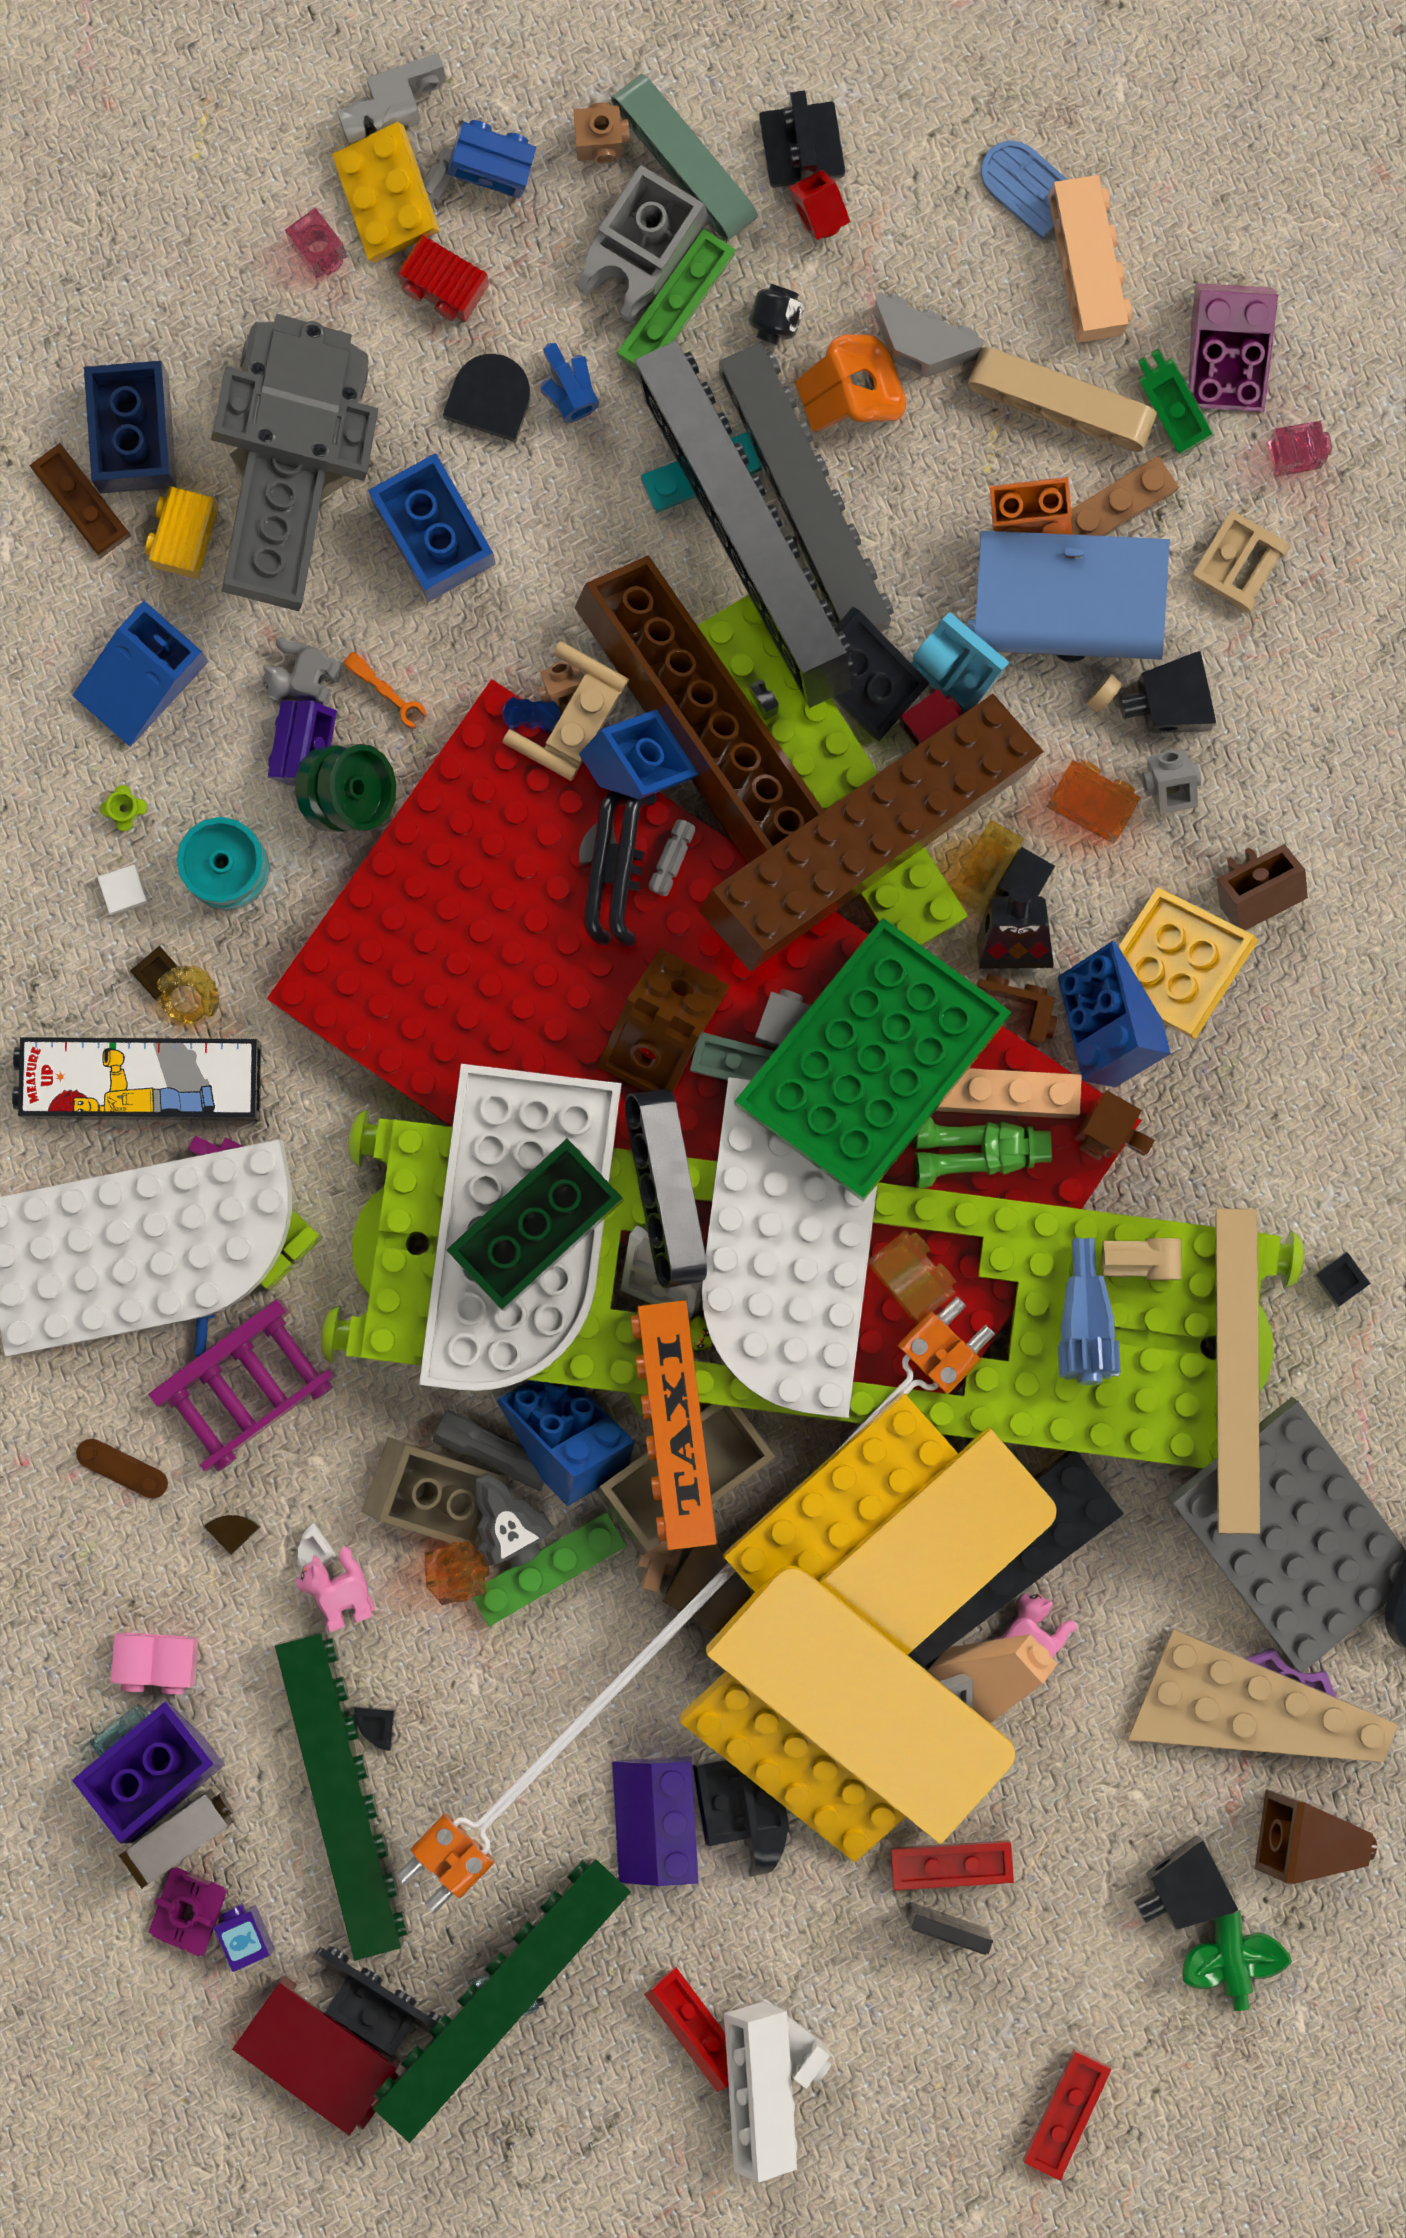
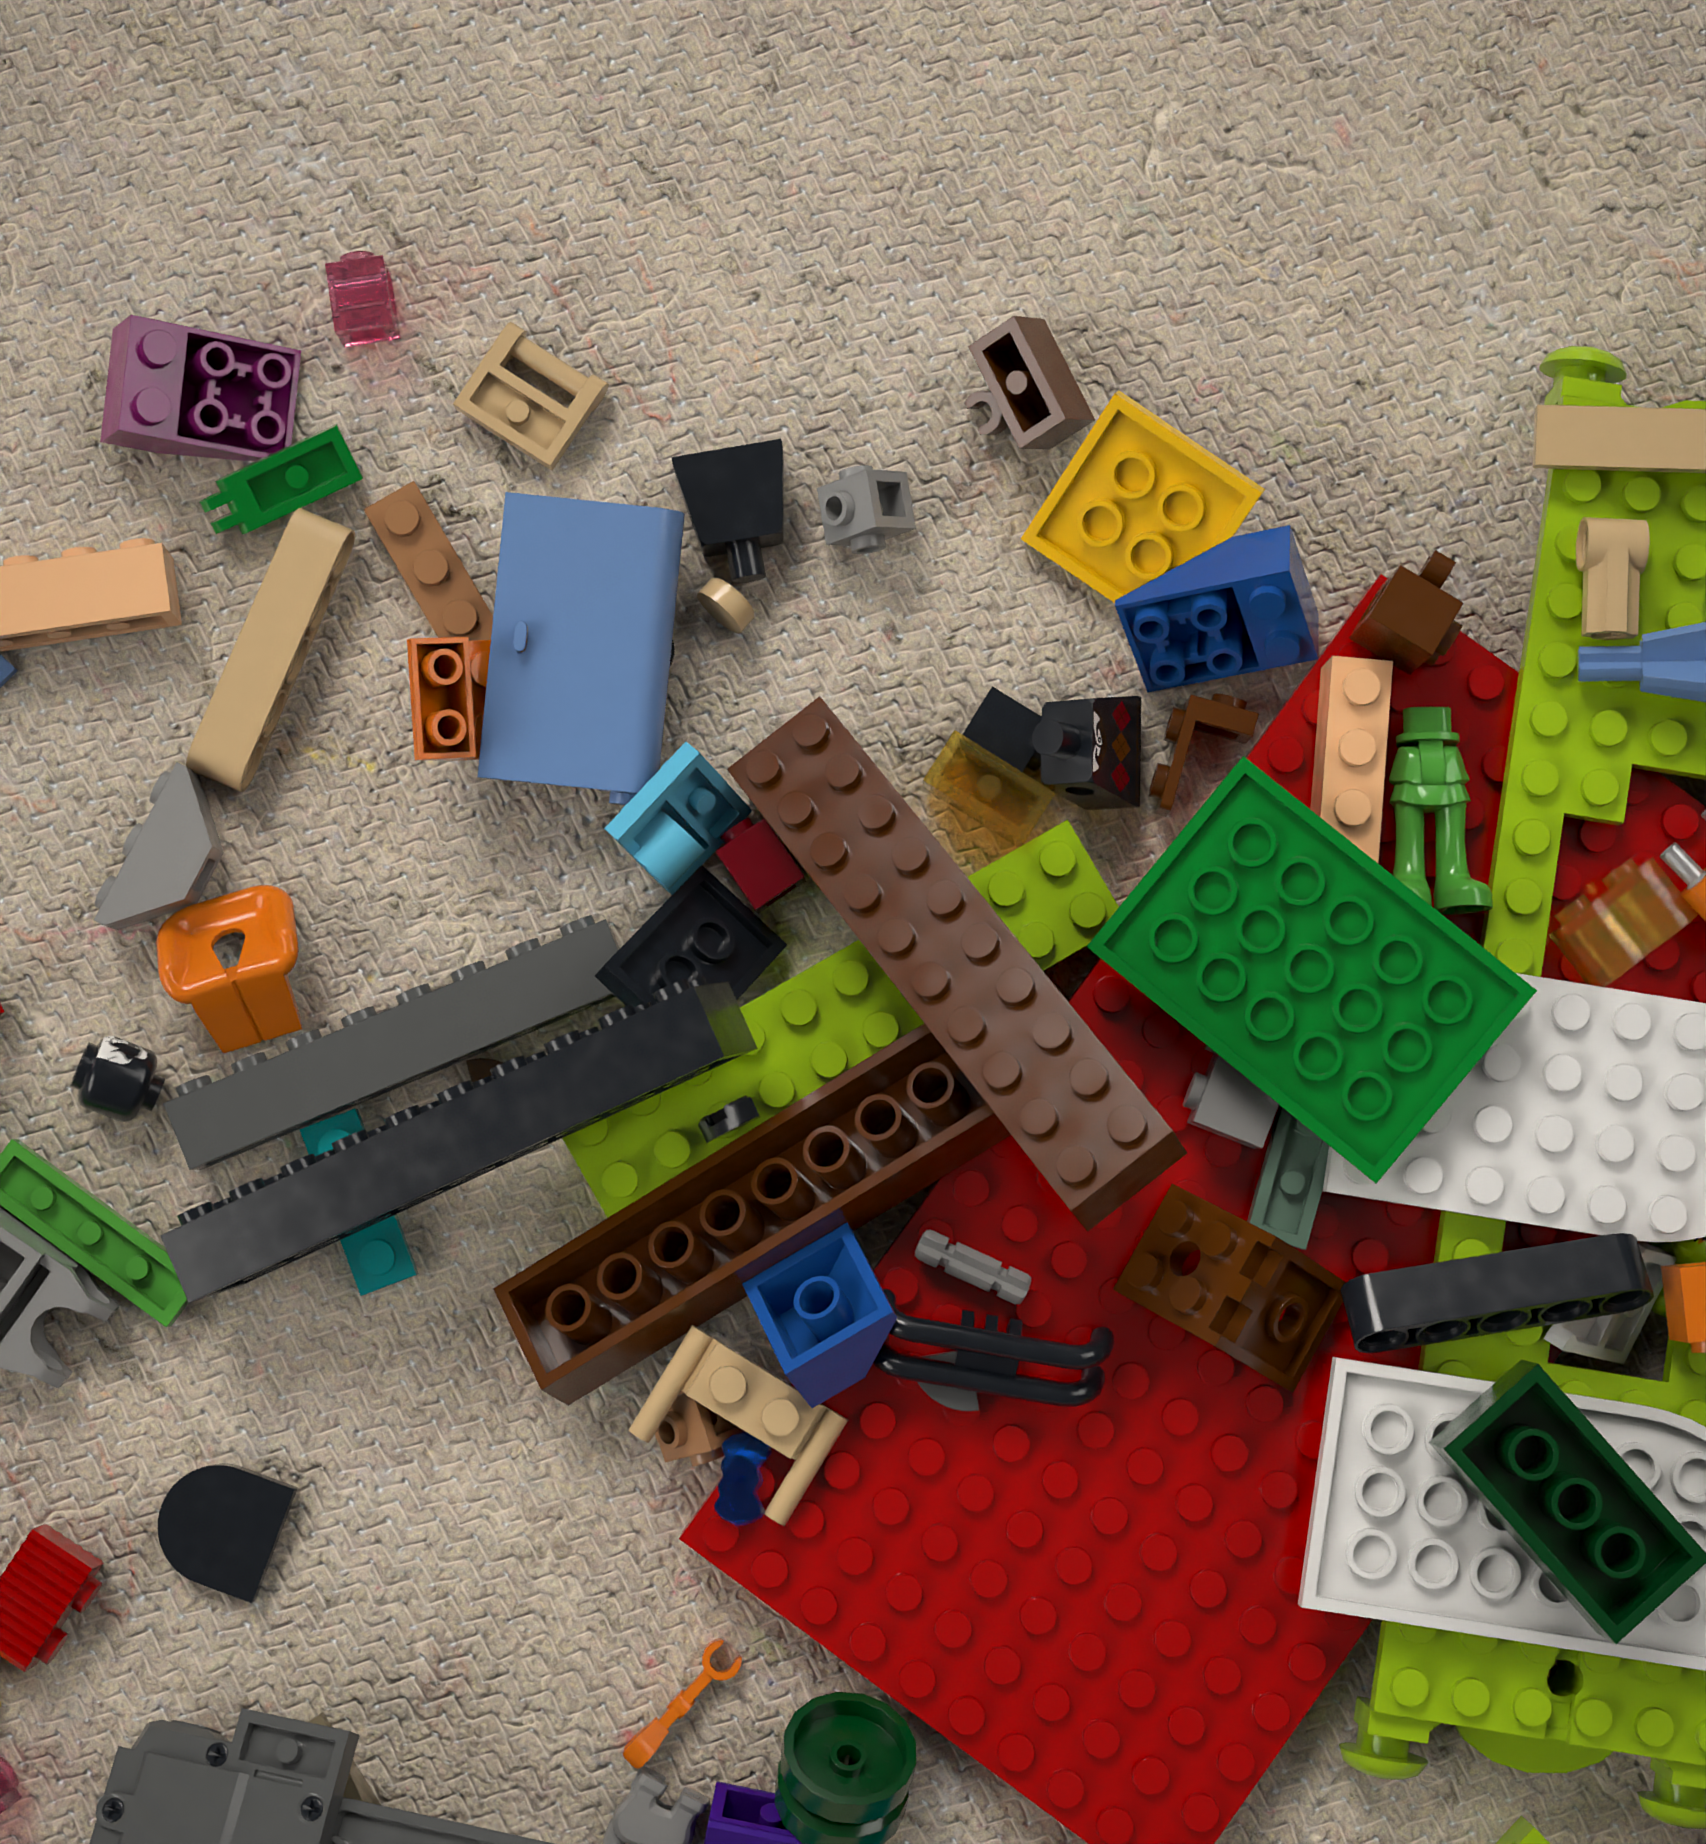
camera: 90 degrees left, 0 degrees up
(432, 527) = (432, 1626): blue brick -> none
(574, 391) = (235, 1392): blue rock -> none
(1094, 800) = (889, 625): clear orange brick -> none
(1341, 1279) = (1607, 297): black plate -> none

